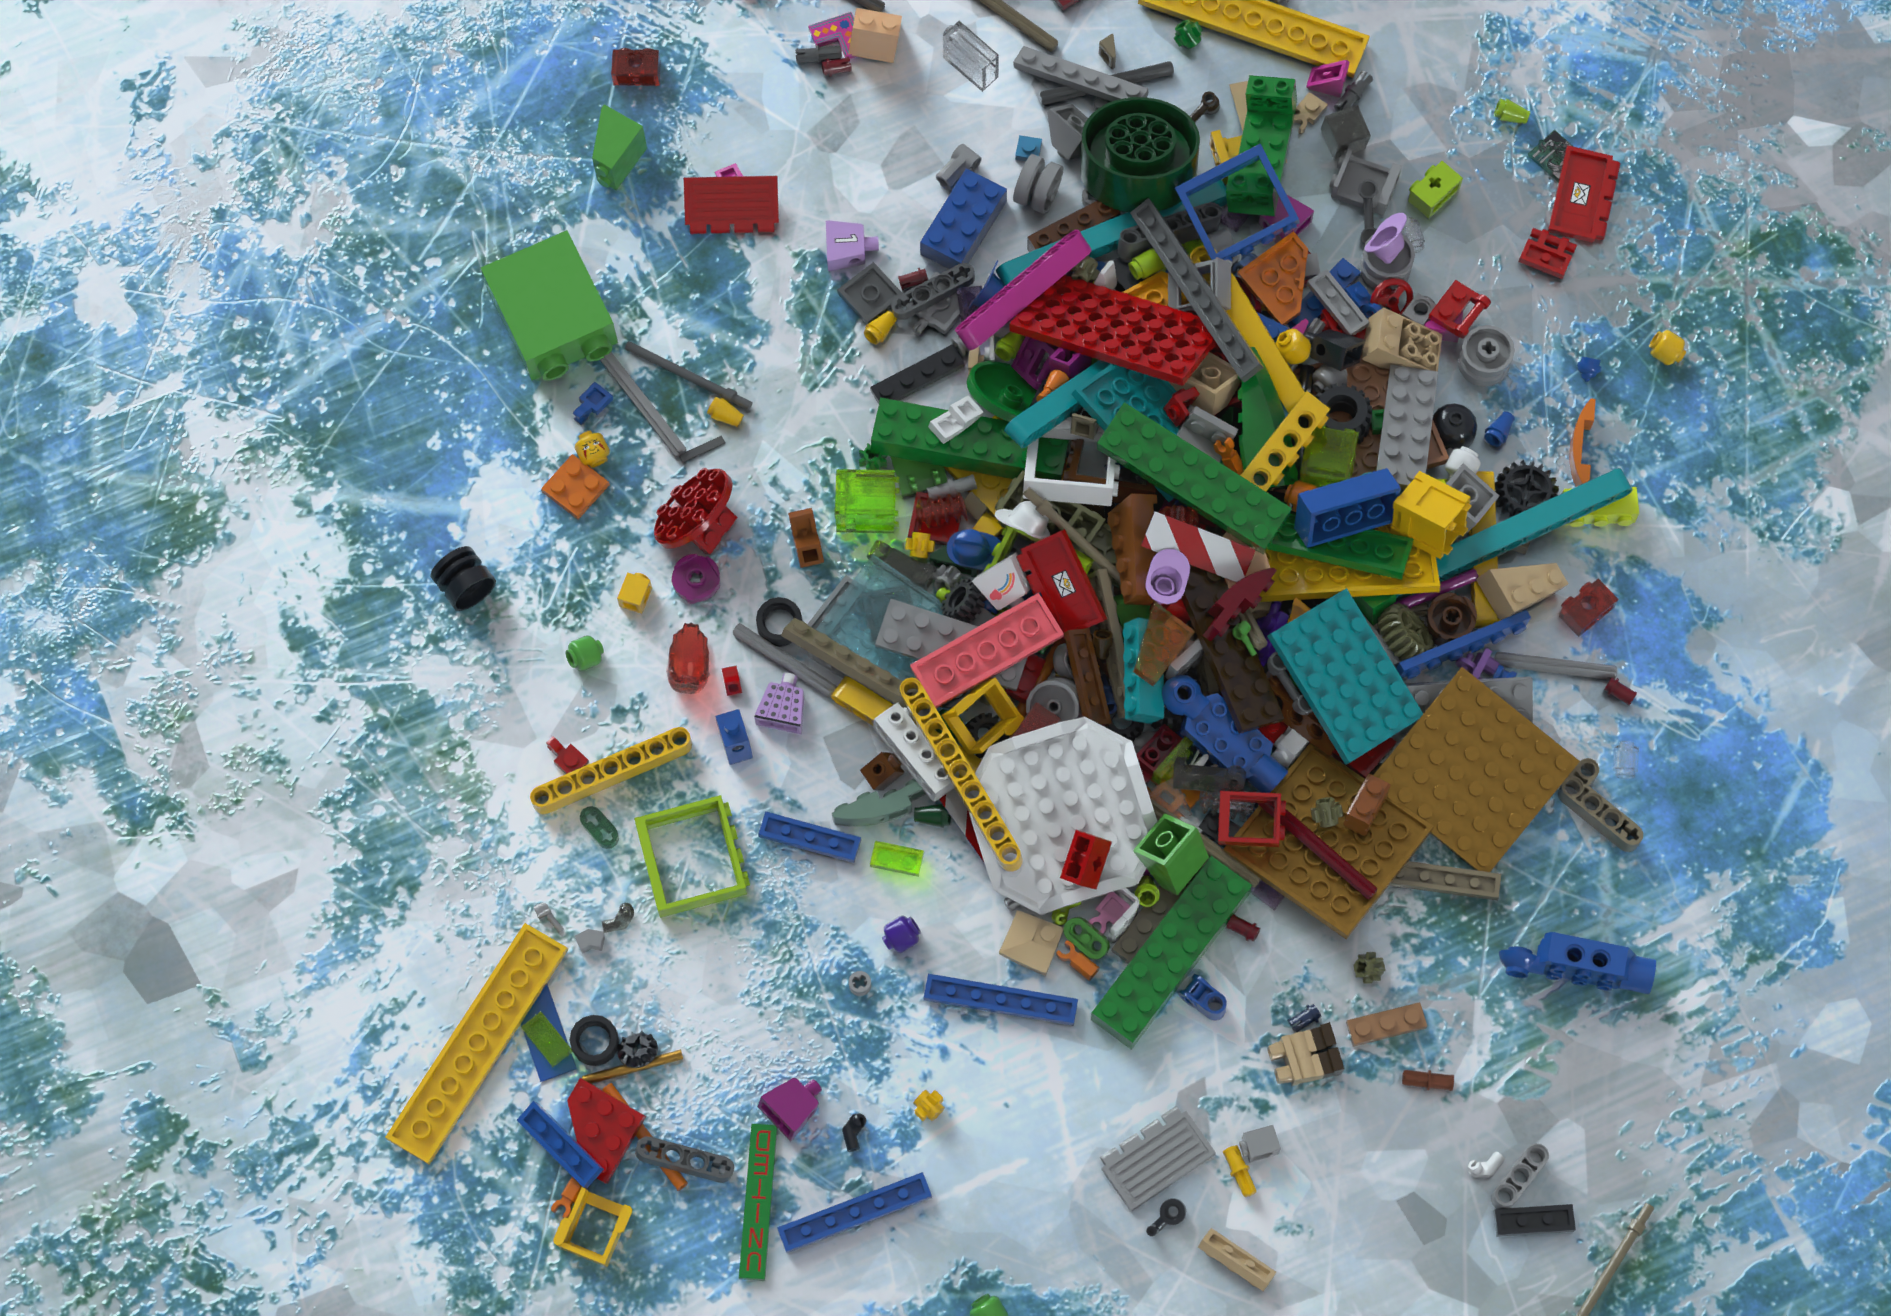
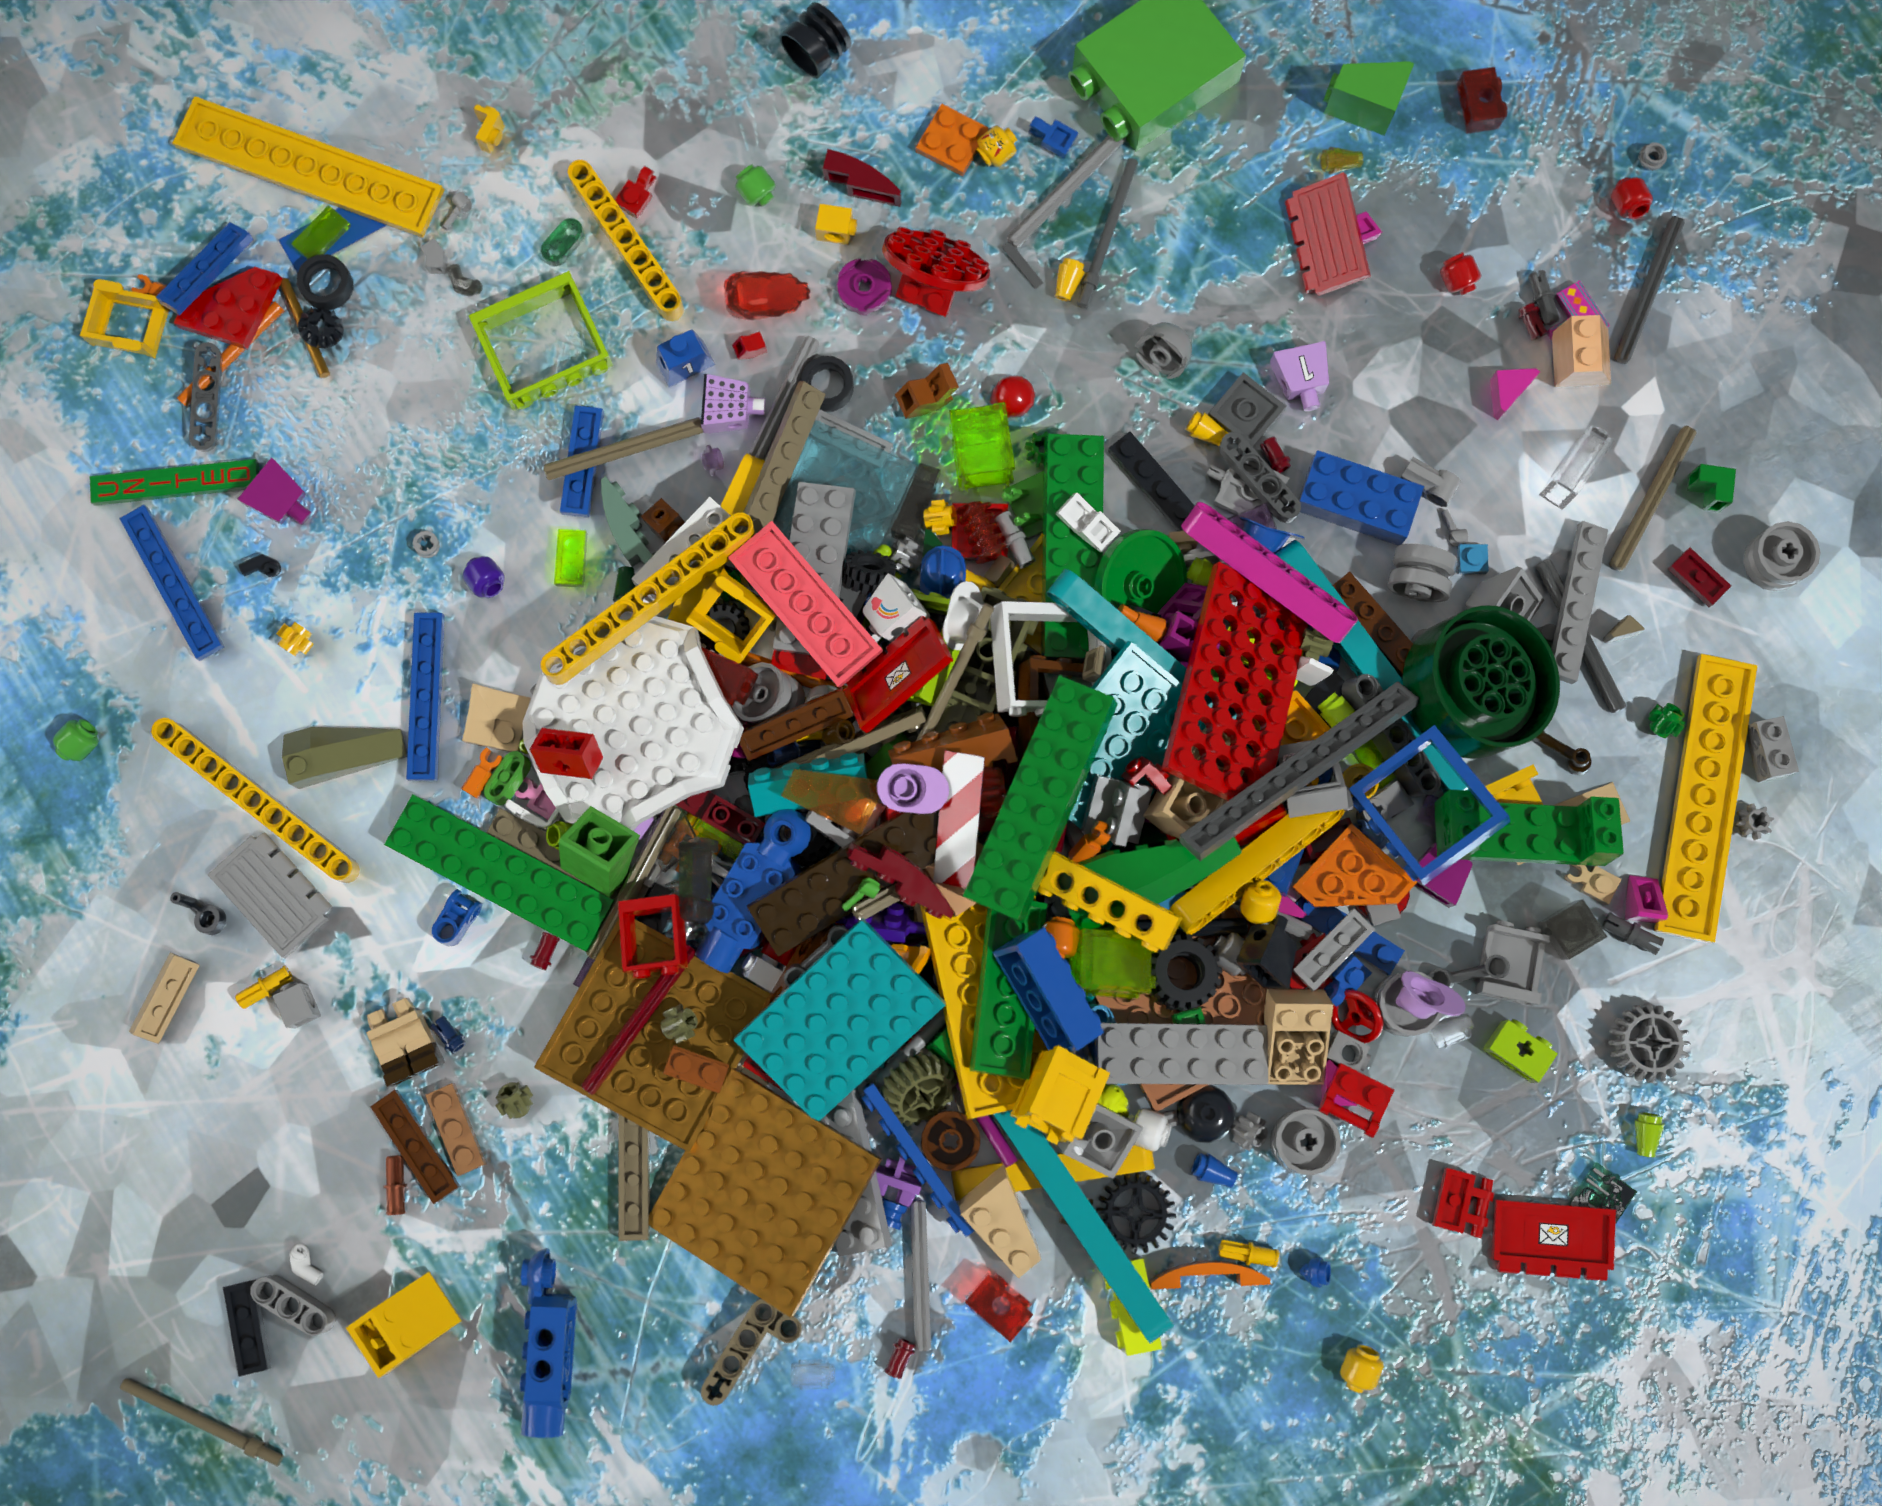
camera: 80 degrees right, 10 degrees up
(481, 873) = (492, 129): none -> yellow bracket
(597, 565) = (861, 179): none -> dark red slope
(664, 184) = (1338, 160): none -> clear yellow cone
(785, 111) = (1460, 273): none -> red head
(806, 345) = (1164, 350): none -> light grey cylinder
(807, 797) = (623, 448): none -> dark tan axle
(820, 475) = (1016, 394): none -> red hair
(830, 726) = (712, 459): none -> clear purple plate
(892, 94) = (1508, 386): none -> dark pink slope
(1008, 157) = (1455, 536): none -> light grey hand
(1037, 1089) = (333, 752): none -> olive wedge
(1064, 1169) = (243, 794): none -> yellow beam
(1397, 1058) = (415, 1146): none -> reddish brown plate
(1455, 93) = (1649, 1054): none -> light grey gear
(1472, 395) = (1249, 1131): none -> light grey gear
(1548, 1083) = (403, 1324): none -> yellow slope
(1568, 414) = (1249, 1253): none -> yellow axle

